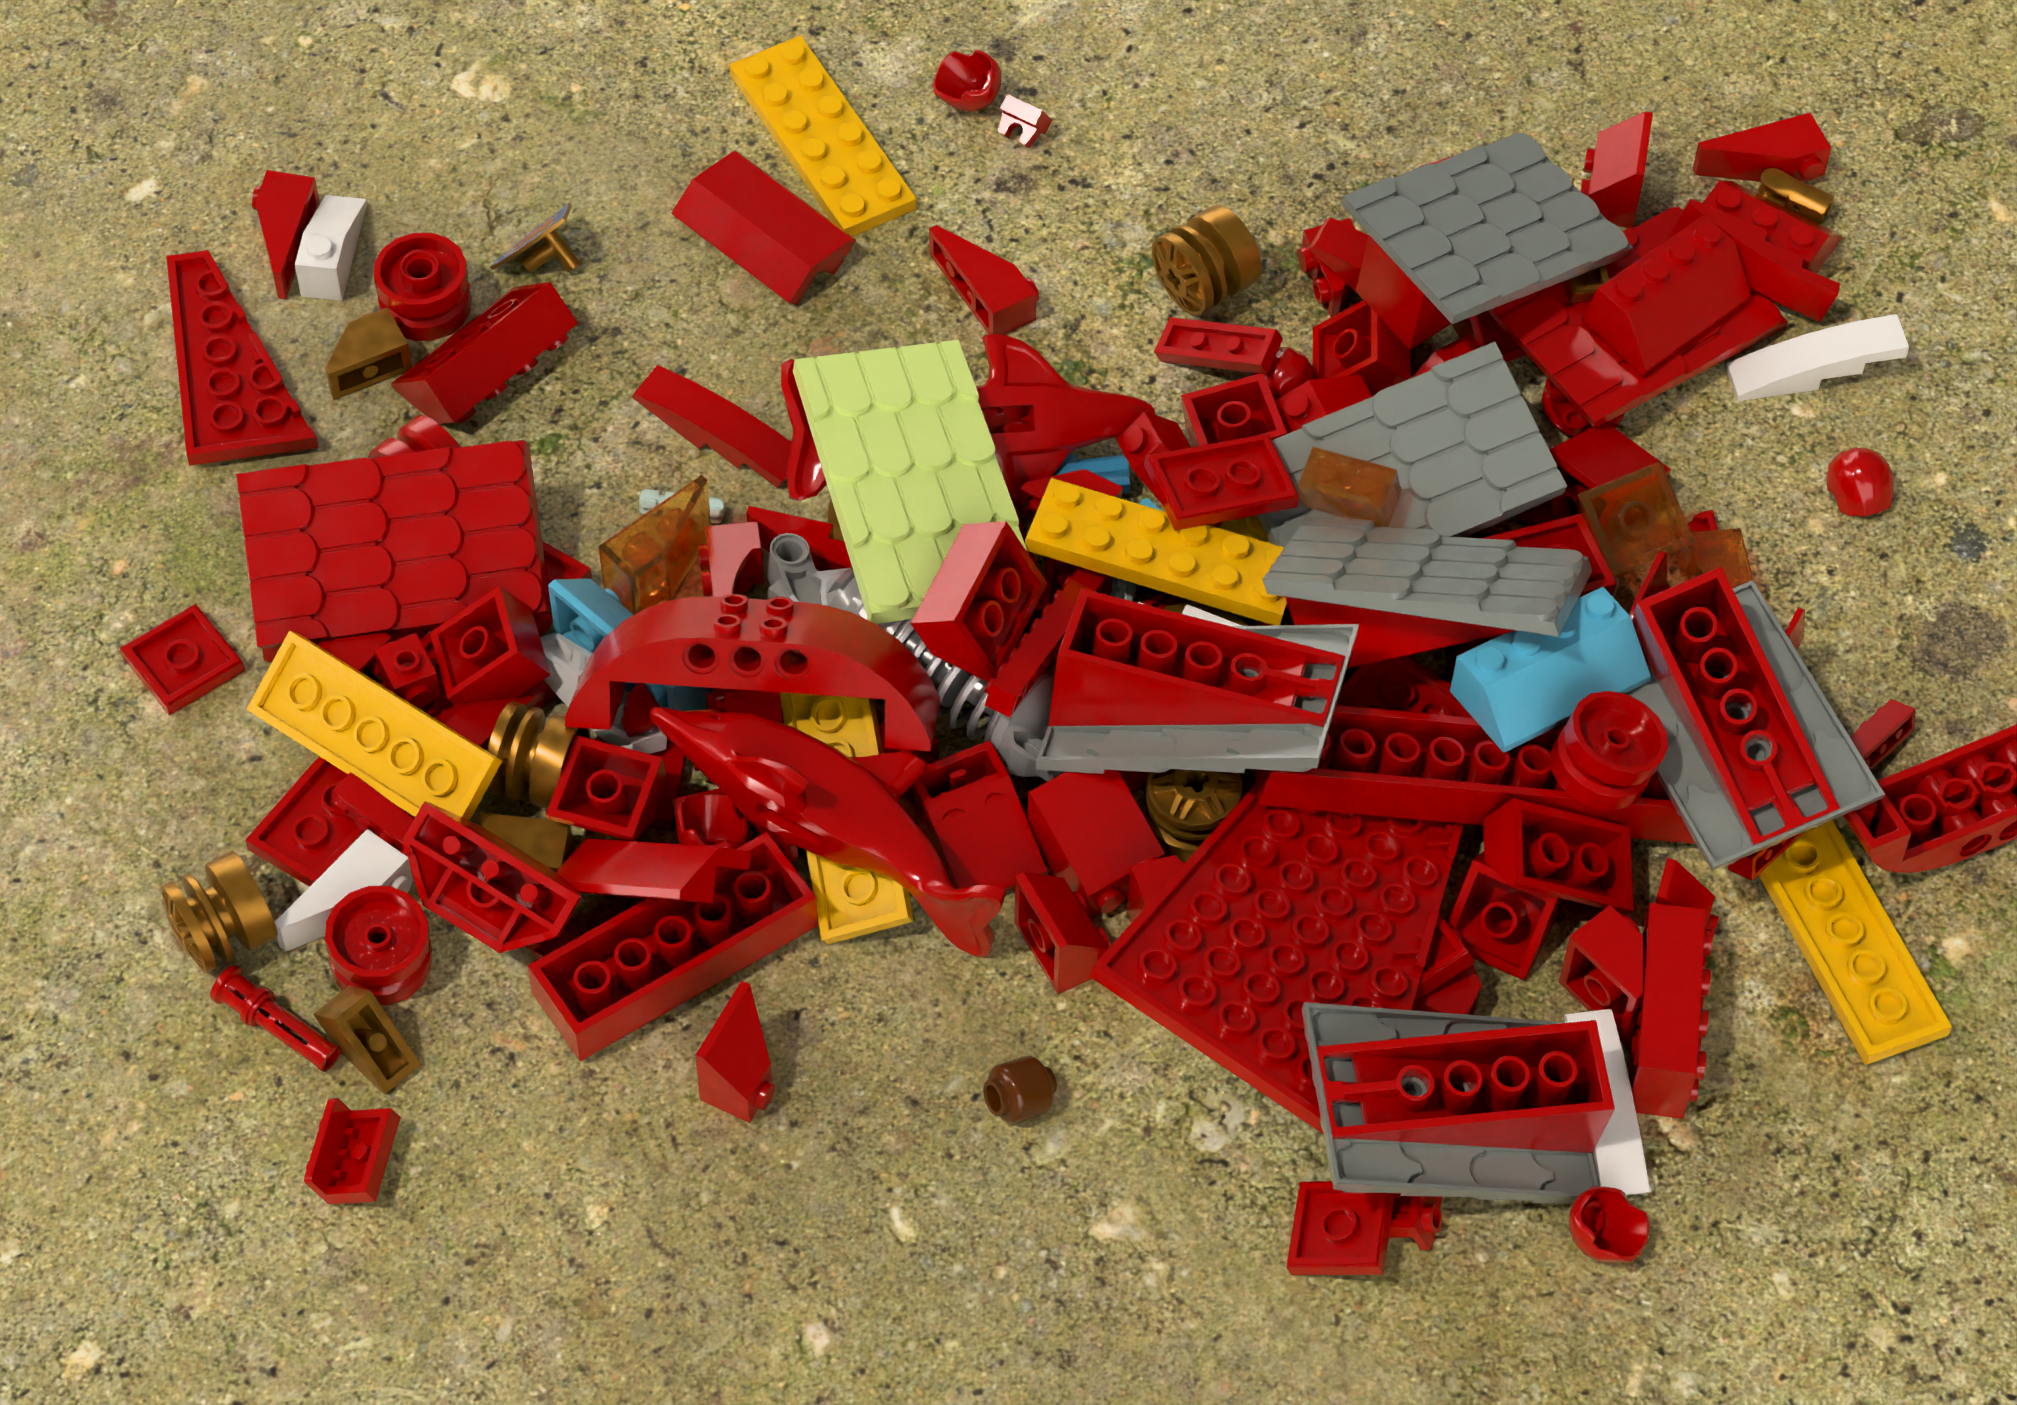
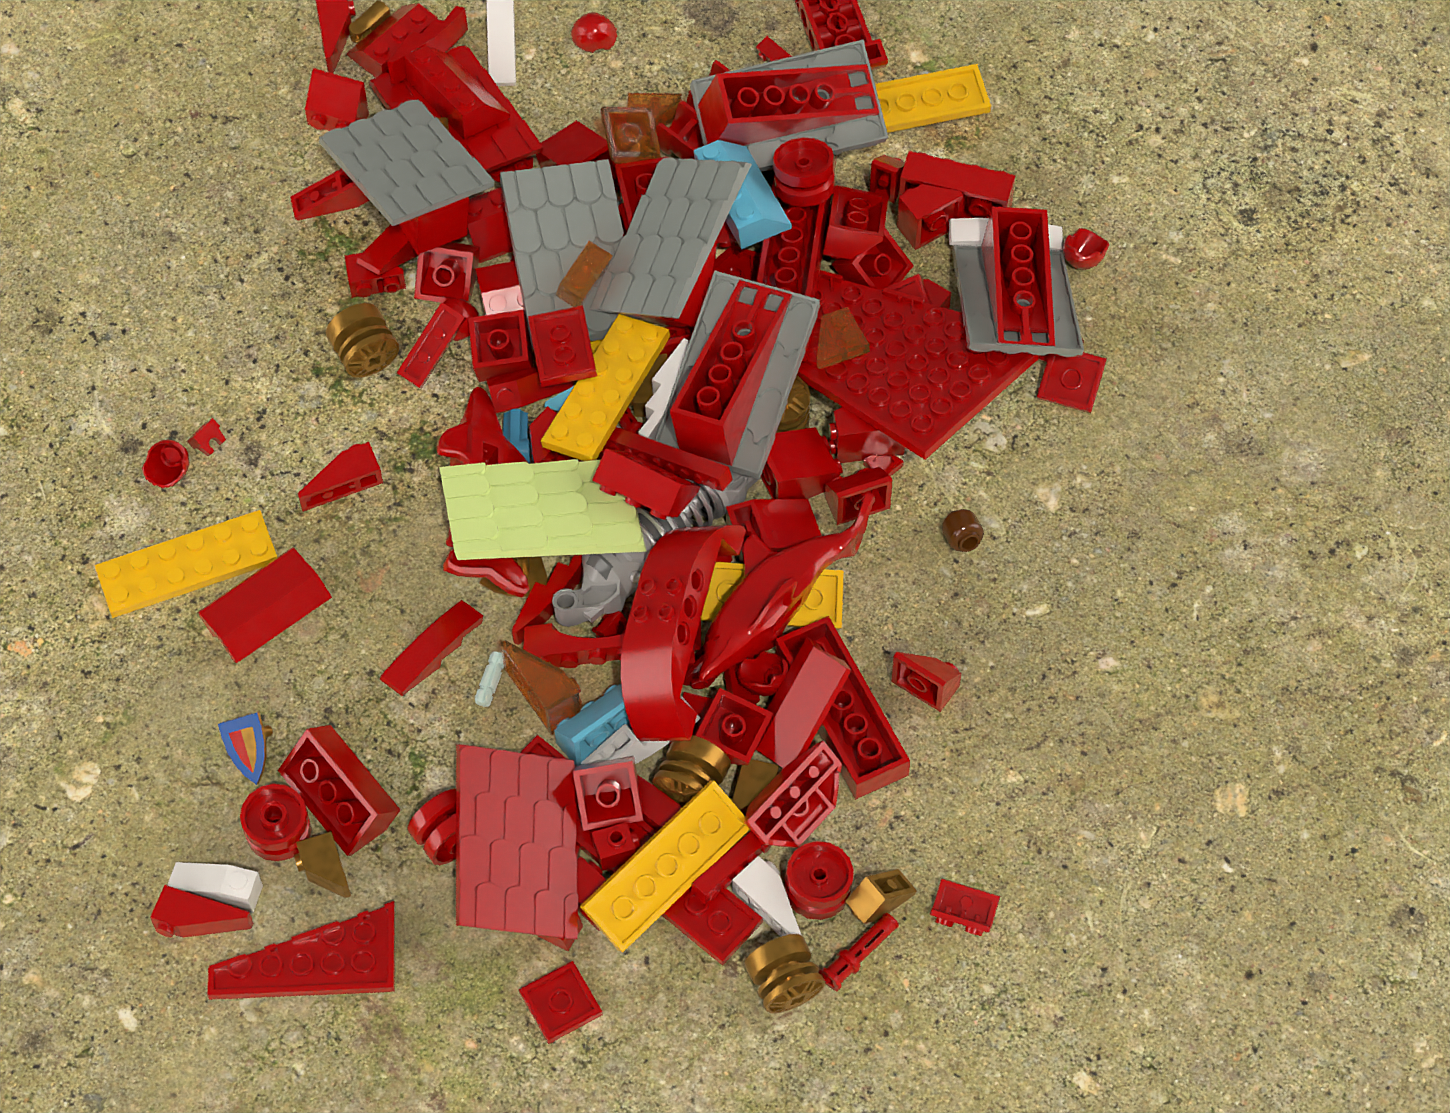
camera: 80 degrees left, 5 degrees up
(1312, 848) = (839, 338): none -> clear orange wing

